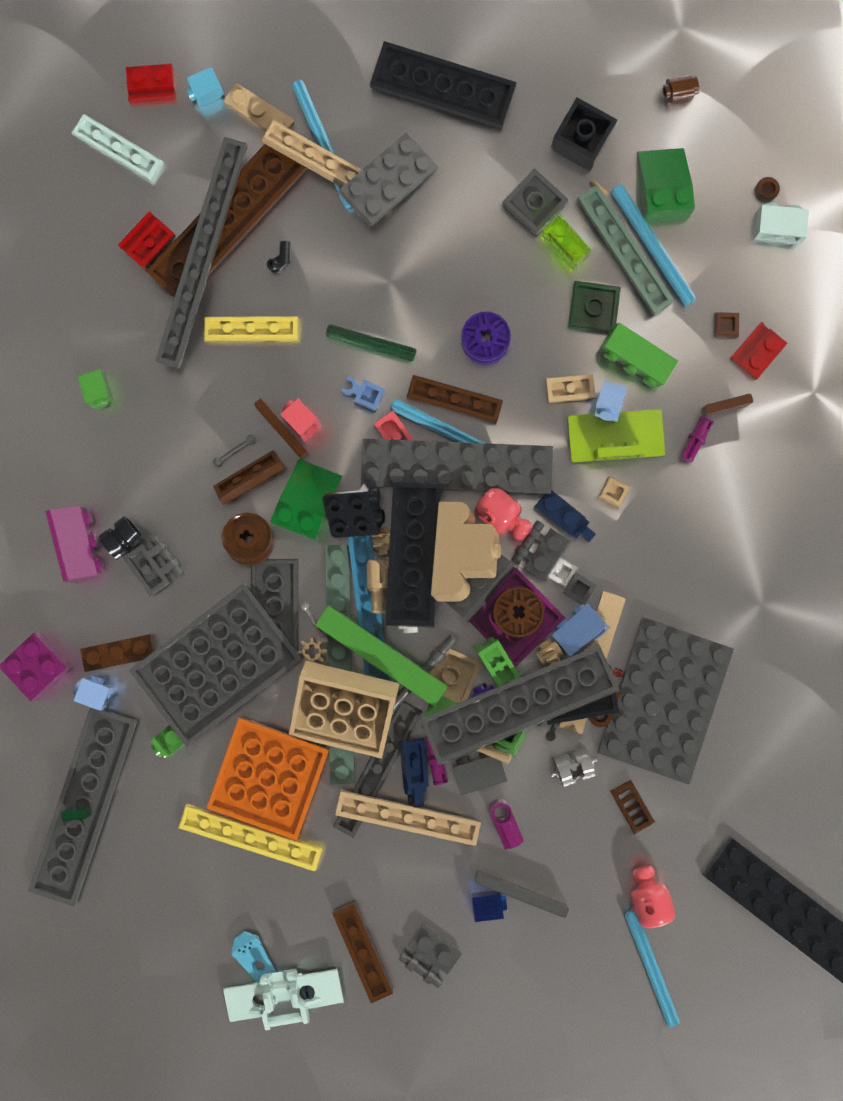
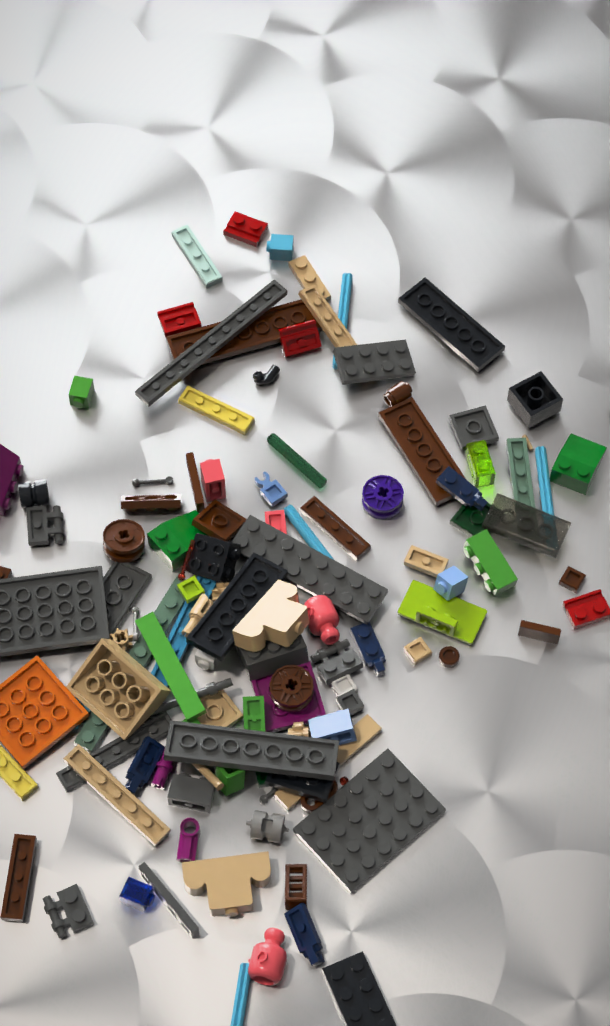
camera: 30 degrees right, 25 degrees down
(291, 193) = (299, 338): none -> red plate
(332, 546) = (181, 576): none -> clear red hinge
(334, 462) = (218, 521): none -> reddish brown plate
(352, 558) = (190, 589): none -> lime plate
(434, 204) = (397, 393): none -> reddish brown brick
(498, 258) = (419, 446): none -> reddish brown plate
(564, 285) = (461, 489): none -> dark blue hinge
(567, 843) = (227, 881): none -> tan brick
(648, 481) = (449, 656): none -> reddish brown tile
(653, 291) = (526, 525): none -> clear smoke tile
(669, 852) = (305, 933): none -> dark blue hinge
(697, 438) = (503, 644): magenta axle -> none

